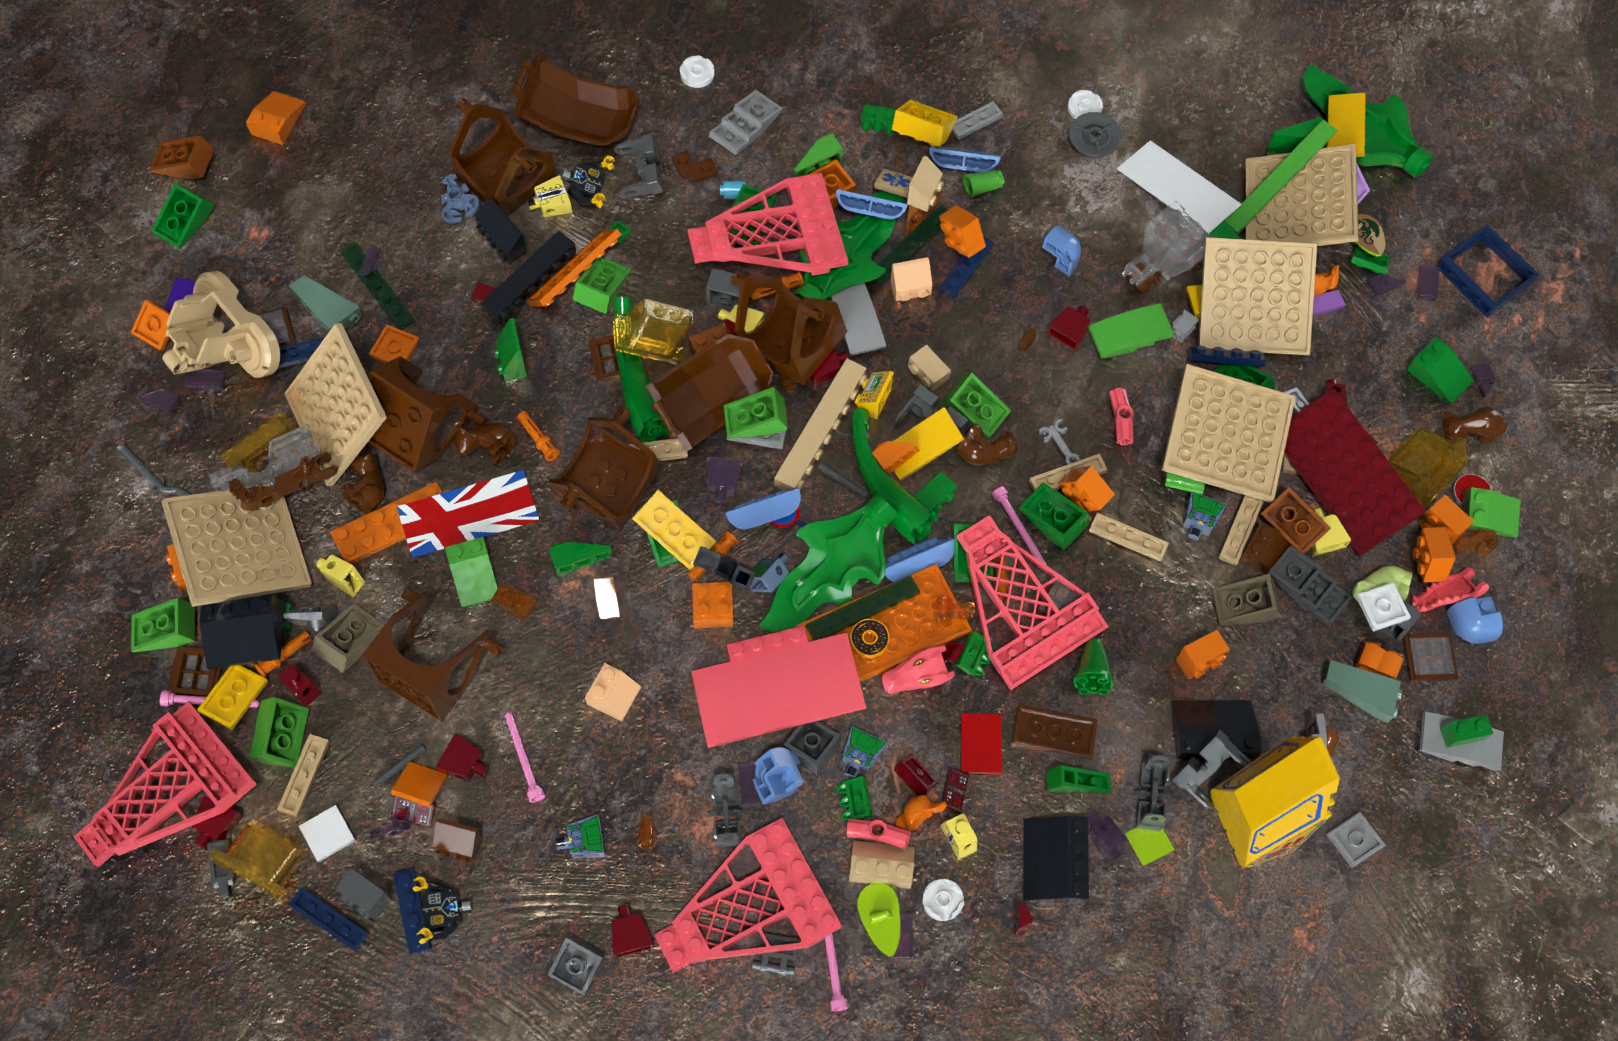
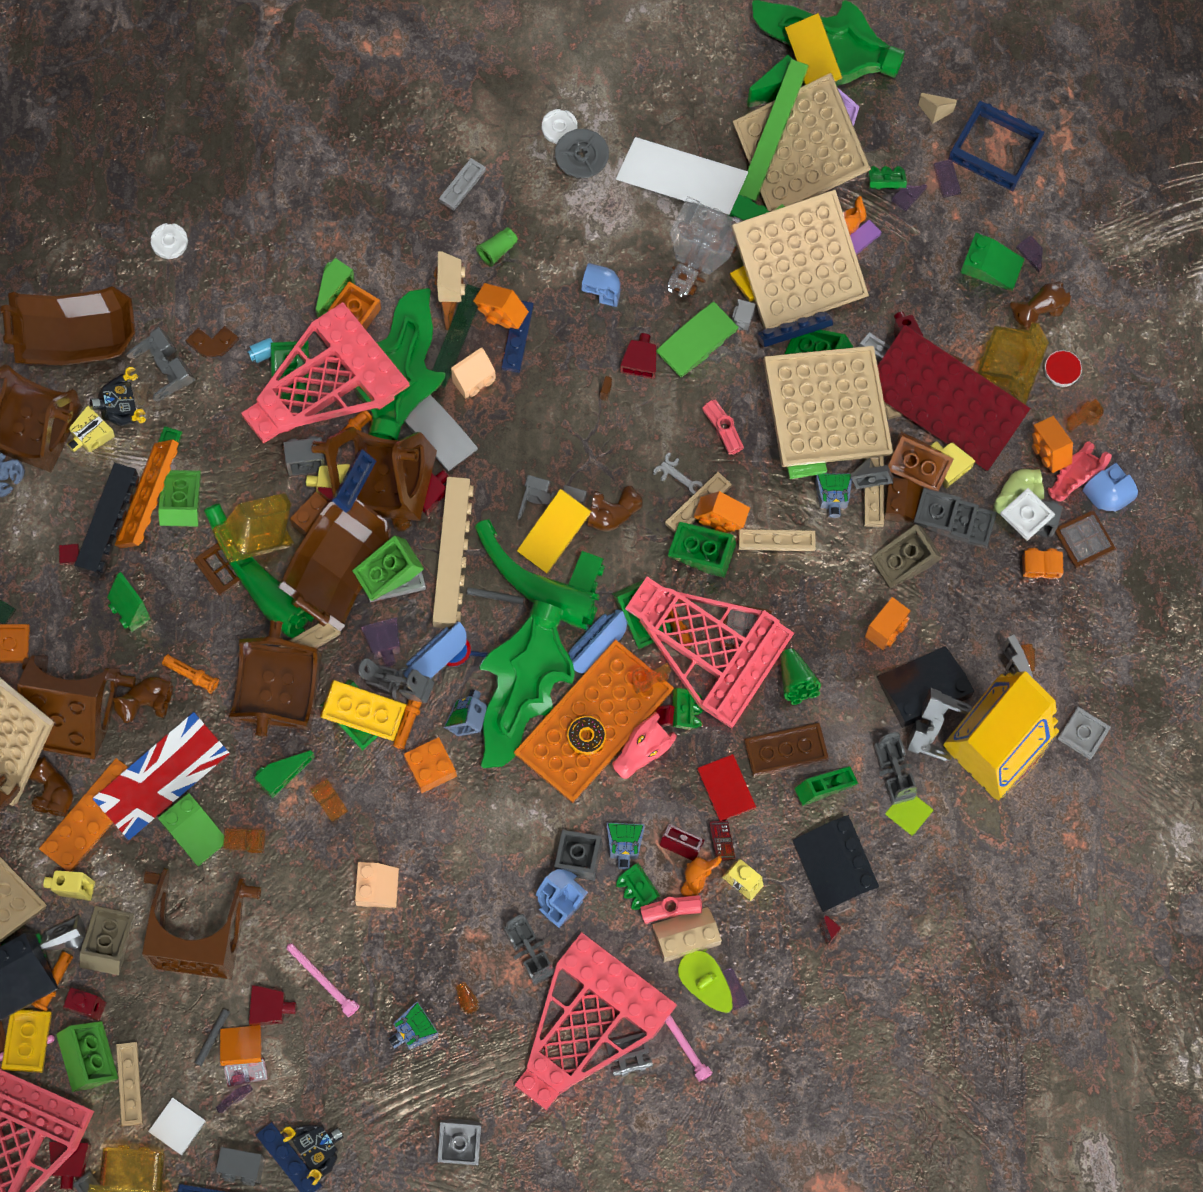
camera: 25 degrees left, 5 degrees up
(456, 840) = (300, 1081): slope -> none
(500, 232) = (57, 487): black slope -> none
(629, 933) = (493, 1093): dark red torso -> none
(708, 513) = (388, 680): none -> dark grey piece
(726, 567) = (432, 725): black arch -> none
(745, 122) = (241, 275): light grey slope -> none
(748, 791) = (537, 918): clear purple tile -> none
(758, 324) = (354, 481): none -> dark blue plate
(777, 685) = (523, 815): coral slope -> none
(863, 608) = (568, 710): clear green tile -> none
(870, 205) = (403, 316): medium blue brick -> none
(875, 393) = (488, 499): yellow slope -> none
(878, 117) = (368, 218): green plate -> none
(893, 183) = (415, 281): tan tile -> none
(894, 454) = (532, 552): orange slope -> none
(923, 123) = (415, 207): yellow slope -> none
(929, 368) = (526, 453): tan brick -> none
(943, 899) = (753, 942): white tile -> none
(964, 159) = (468, 228): medium blue brick -> none
(977, 404) = (585, 471): bright green slope -> none
(1001, 496) = (646, 550): bright pink piece -> none
(1106, 837) = (871, 825): clear purple torso -> none
(1243, 512) = (870, 476): none -> dark grey slope
(1364, 689) = (1039, 594): sand green slope -> none
(1370, 235) = (878, 153): shield -> none
(1443, 216) = (936, 106): none -> tan slope
(1449, 515) = (1050, 403): orange brick -> none
(1466, 731) = (1141, 596): green brick -> none
(1482, 753) = (1140, 605): light grey slope -> none
(1492, 511) = (1086, 382): bright green slope -> none

